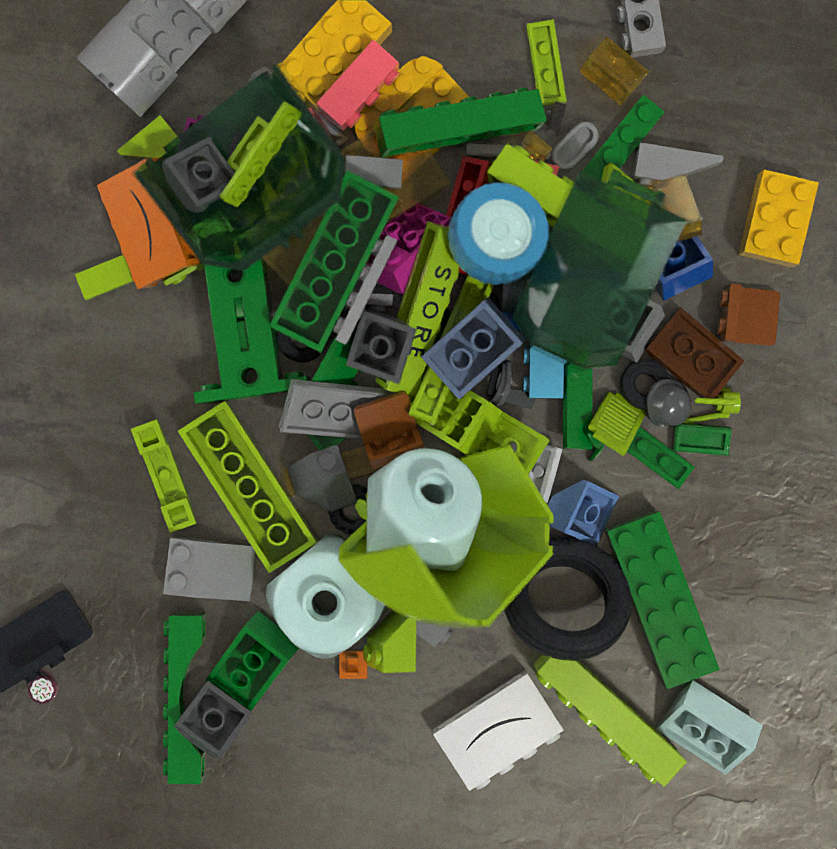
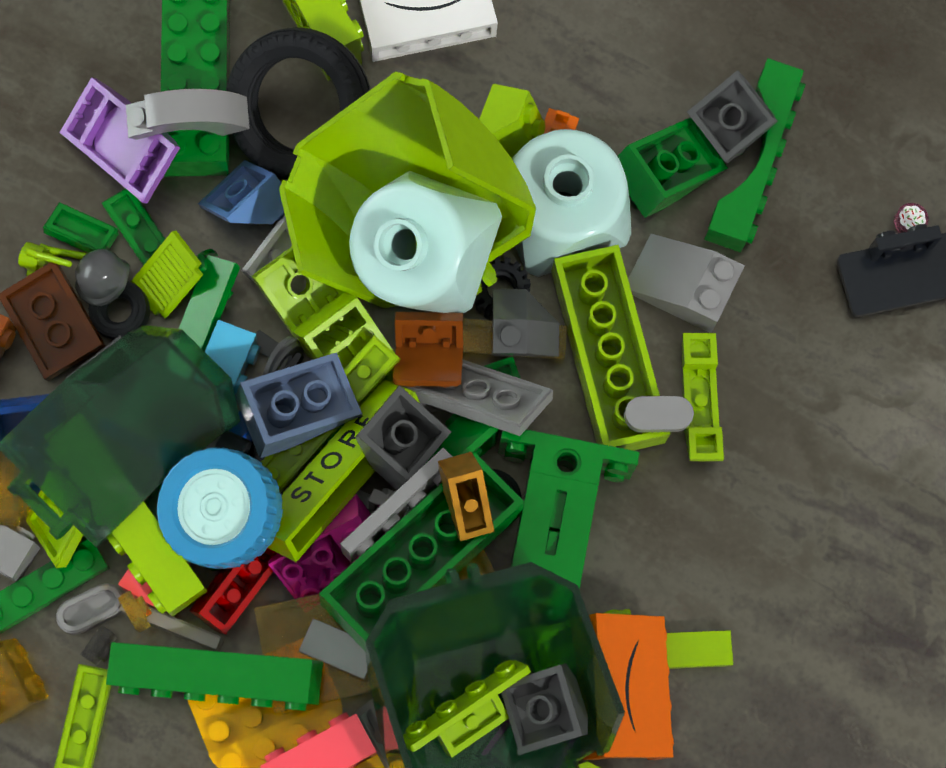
camera: 170 degrees left, 15 degrees down
(191, 442) = (658, 414): none -> light grey tile
(314, 310) = (466, 495): none -> pearl gold slope
(650, 552) = (188, 109): none -> light grey arch
(698, 520) = (101, 133): none -> medium lavender slope

